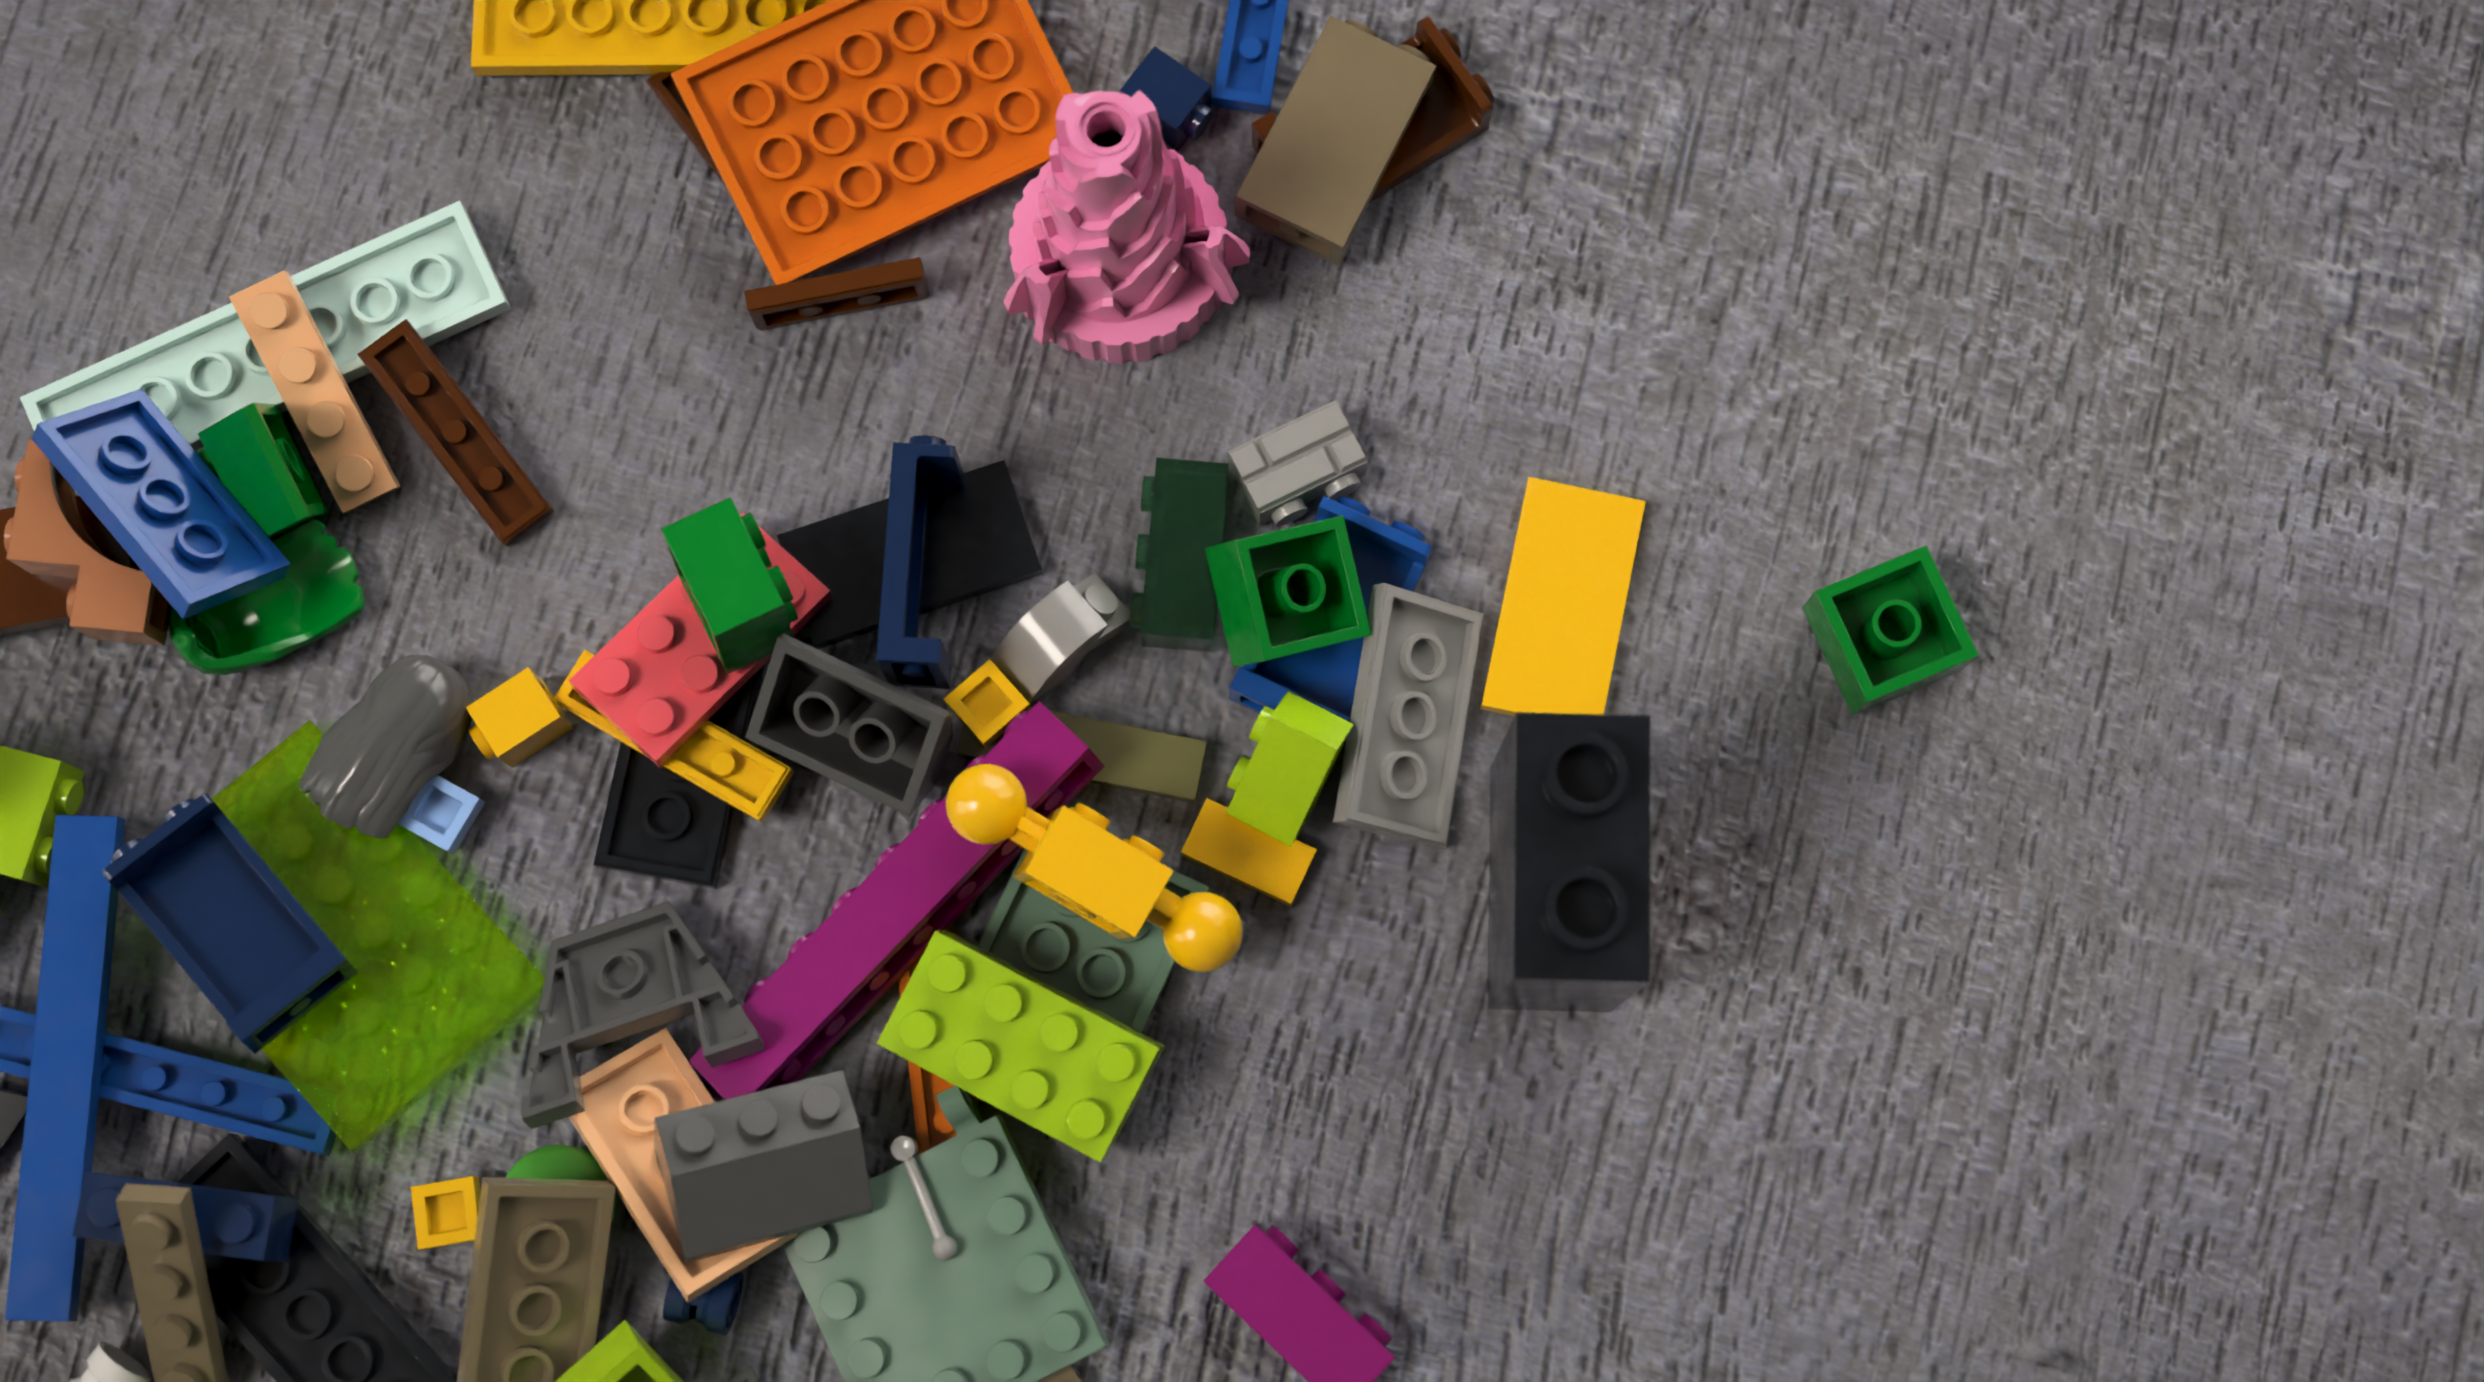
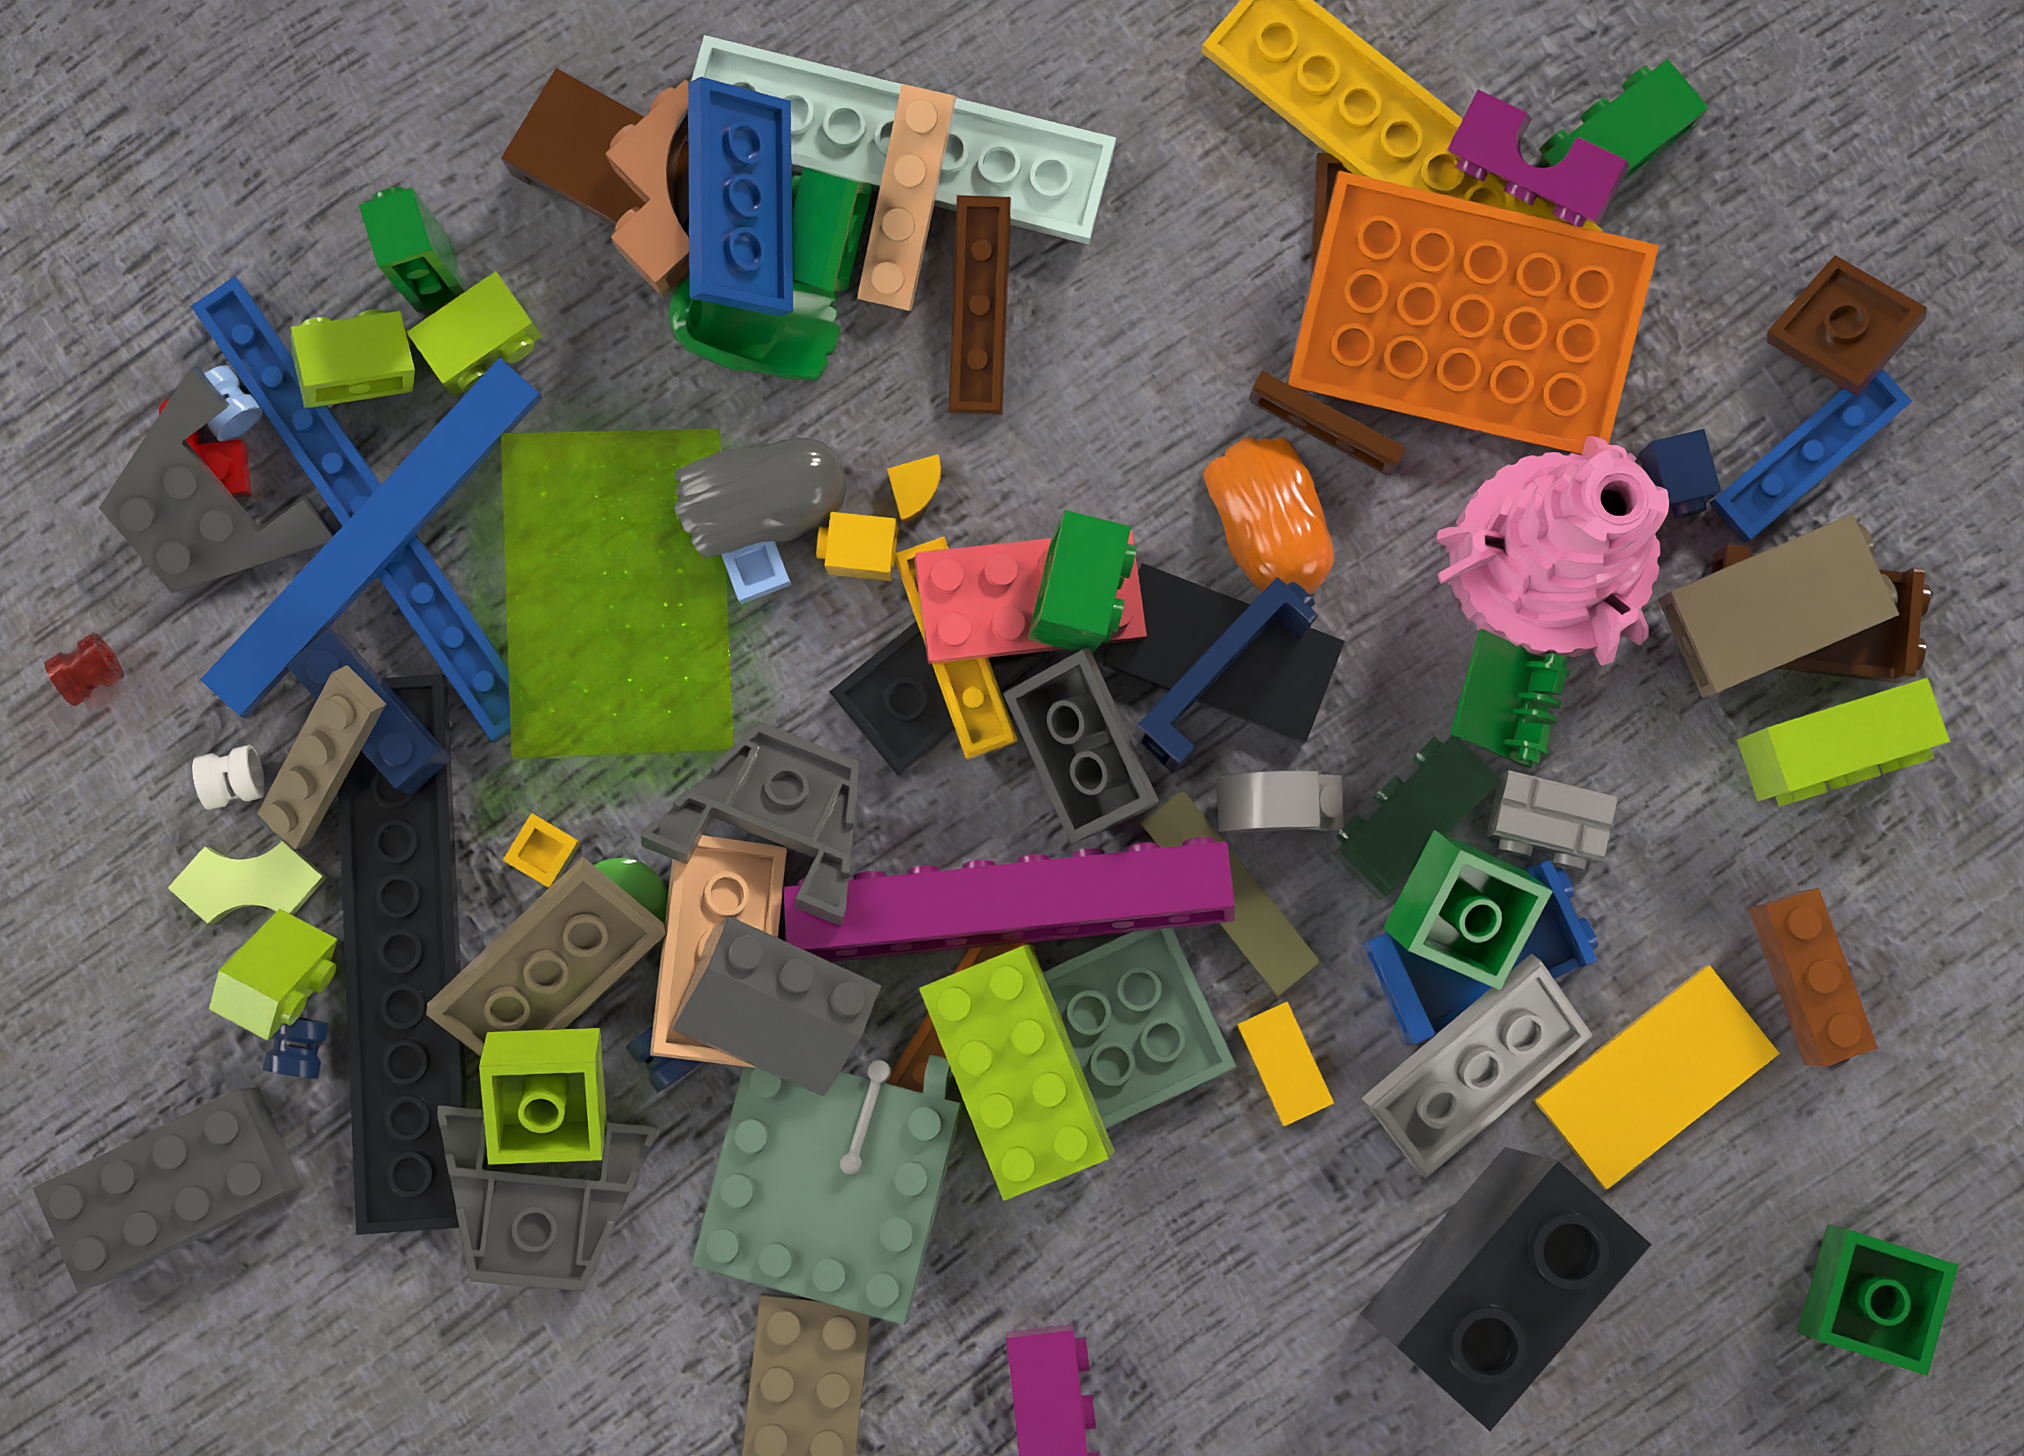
camera: 45 degrees right, 5 degrees up
(228, 921) = (555, 532): dark blue panel -> none
(525, 630) = (915, 485): none -> yellow tile
(851, 403) = (1271, 513): none -> orange hair
(986, 703) = (1190, 808): yellow plate -> none
(1093, 871) = (1163, 995): yellow brick -> none
(1180, 394) = (1509, 699): none -> green hinge
(1287, 767) = (1363, 1033): lime brick -> none
(1480, 206) = (1844, 743): none -> lime brick
(1617, 416) = (1812, 978): none -> dark orange brick

